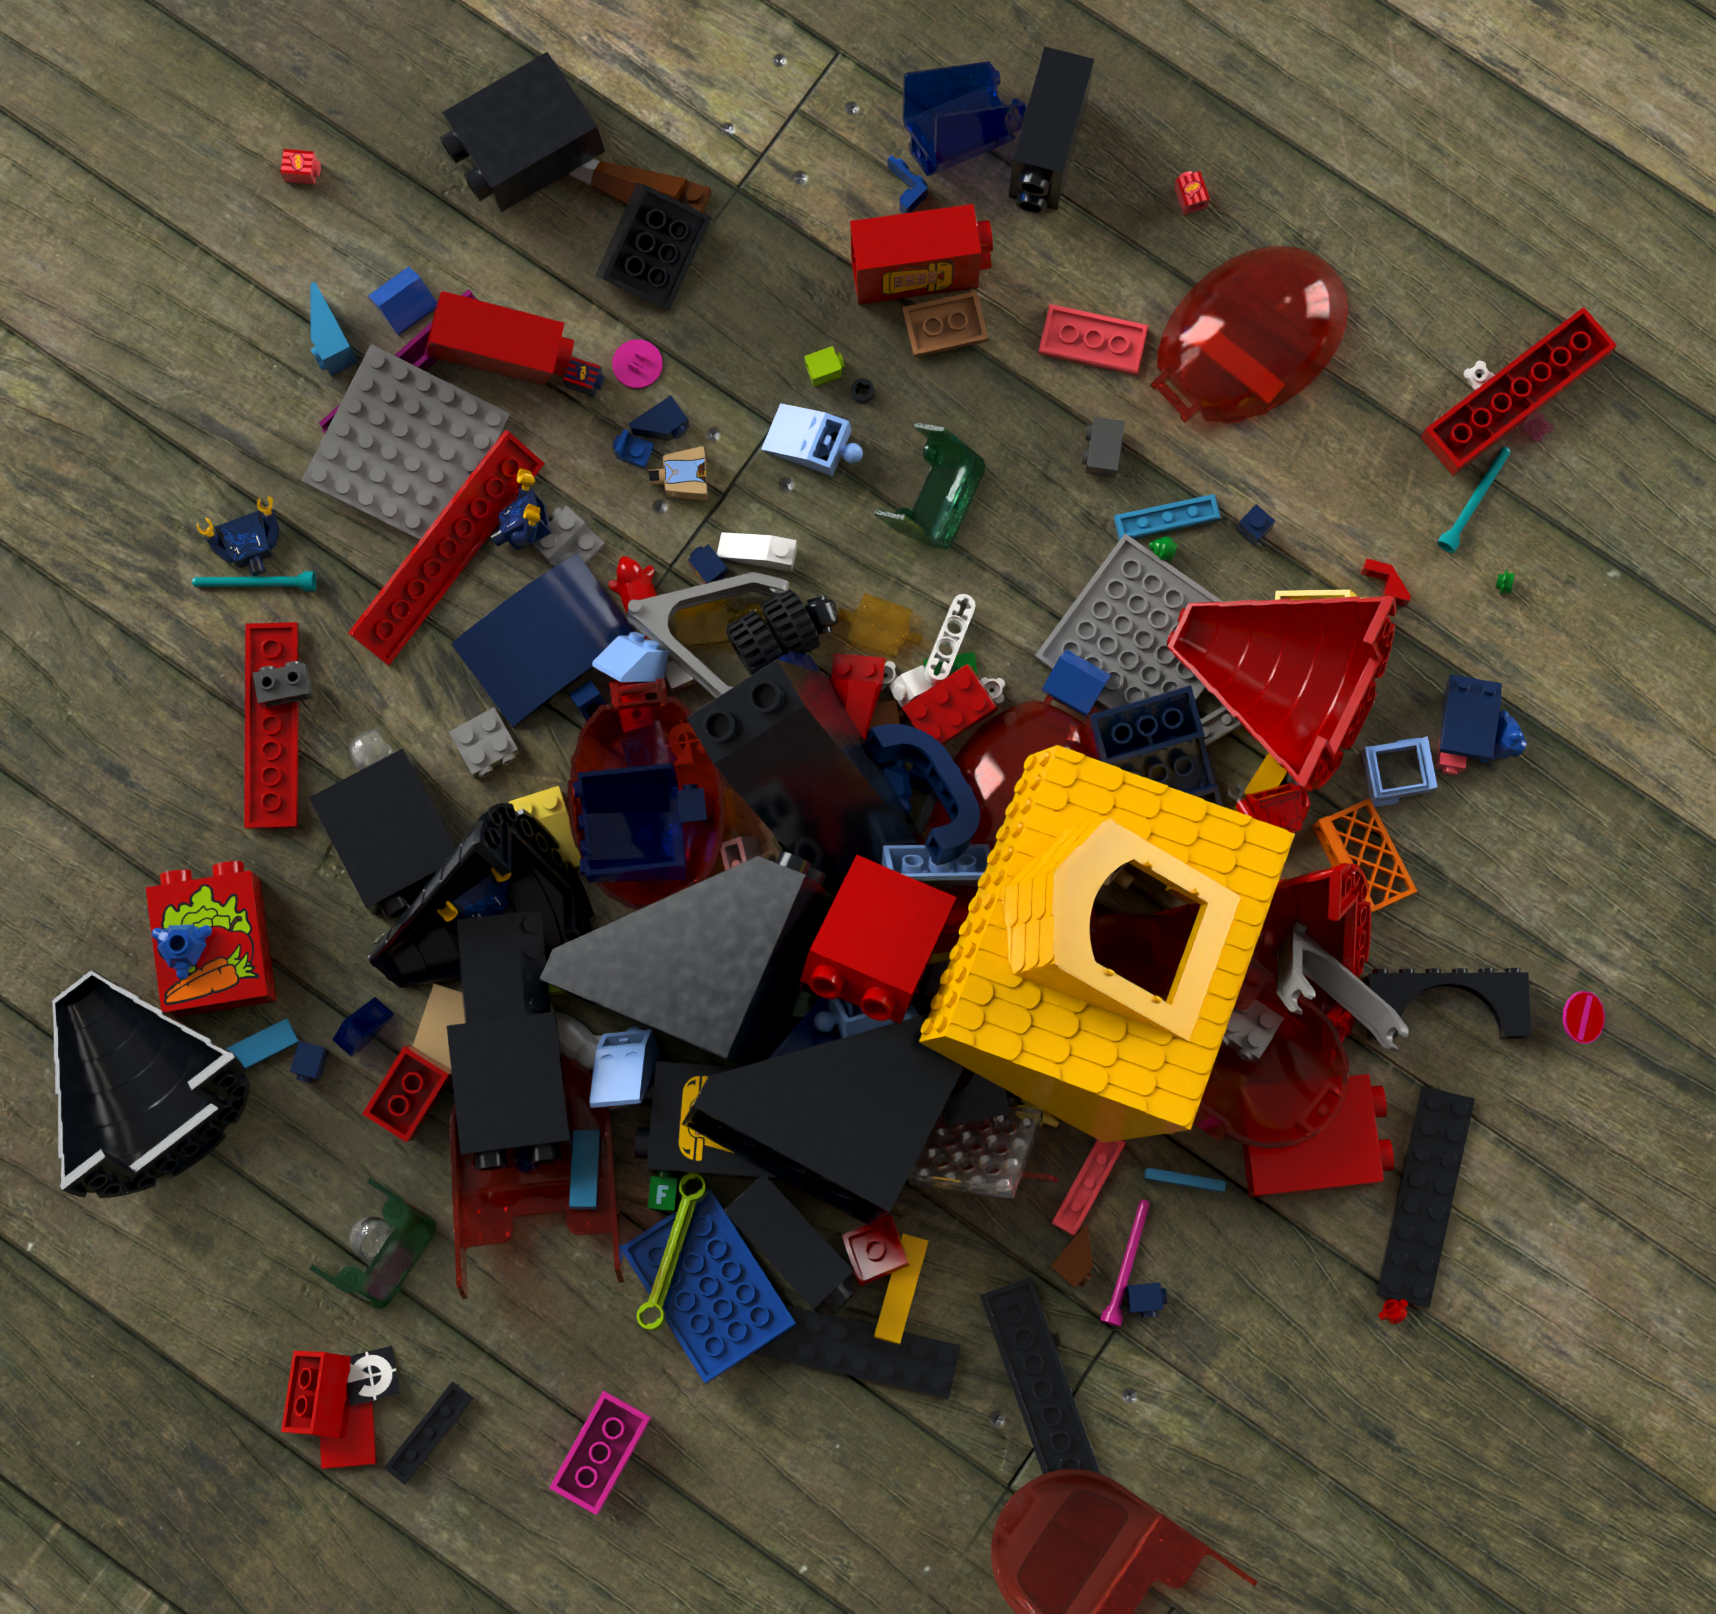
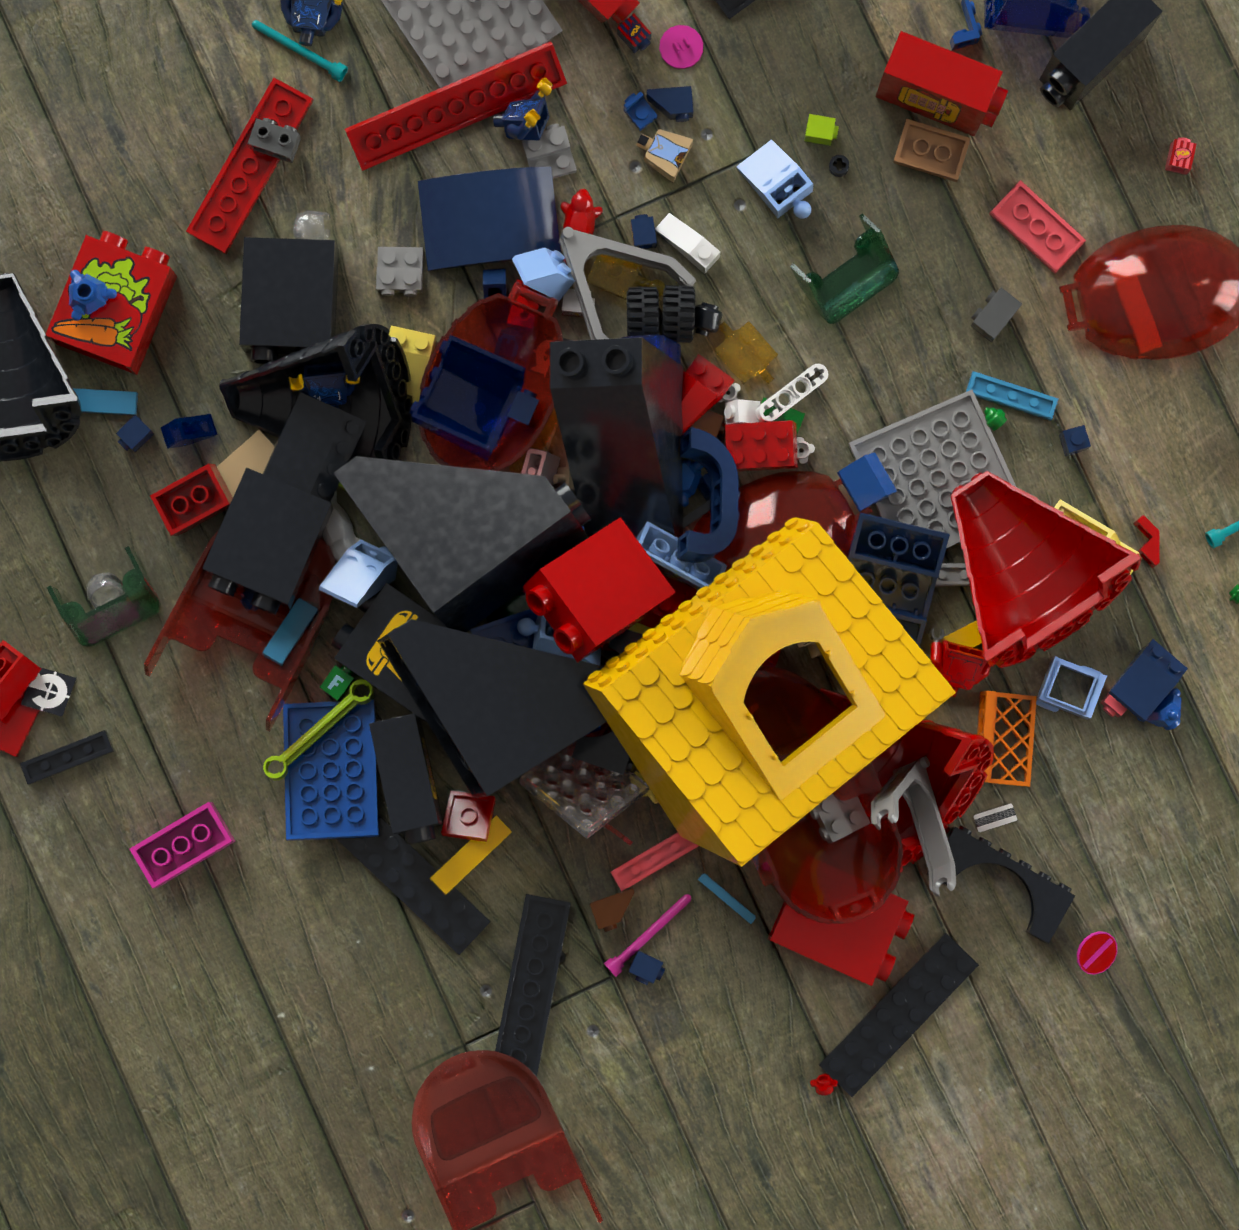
camera: 25 degrees right, 5 degrees up
(1401, 942) = (995, 817): none -> sticker

